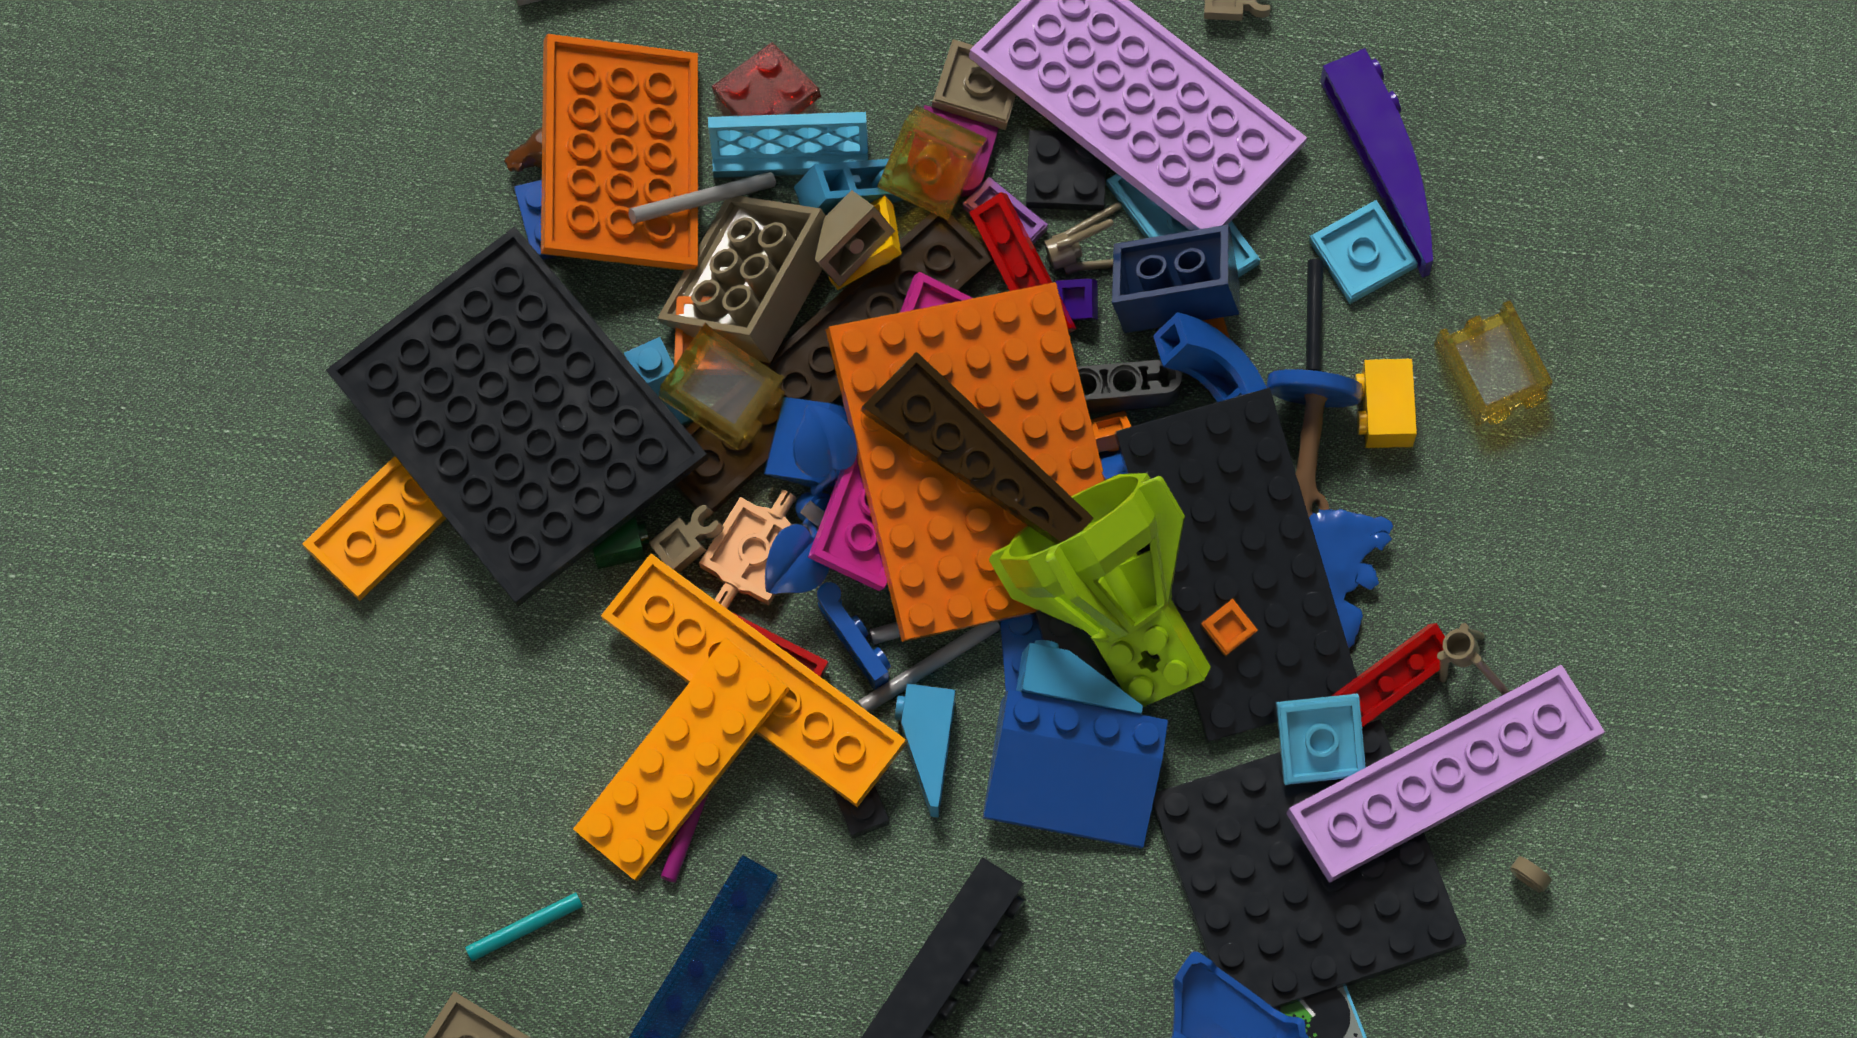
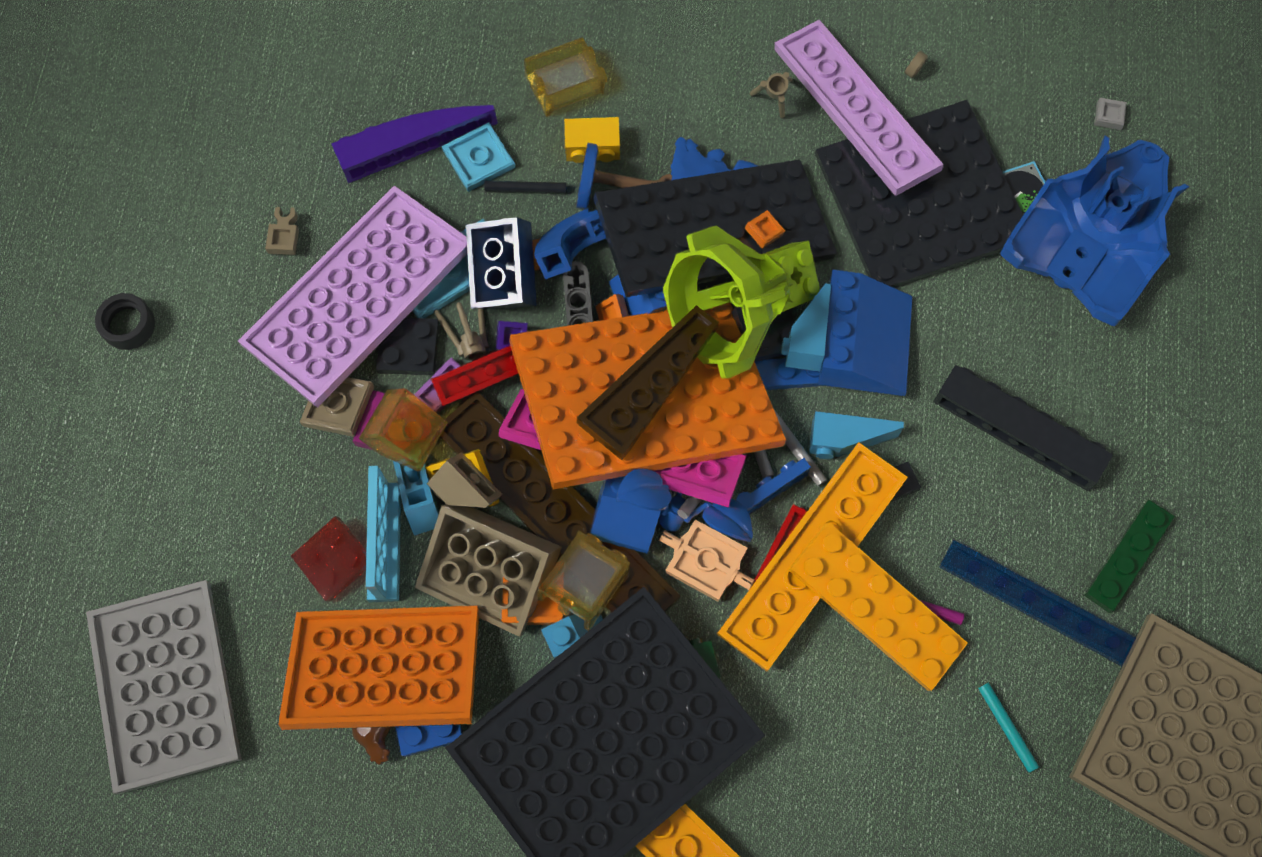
camera: 90 degrees left, 0 degrees up
(681, 542) = (703, 612): dark tan plate -> none
(702, 197) = (422, 604): light grey bar -> none
(1320, 738) = (841, 174): medium azure tile -> none
(1397, 673) = (795, 143): red plate -> none

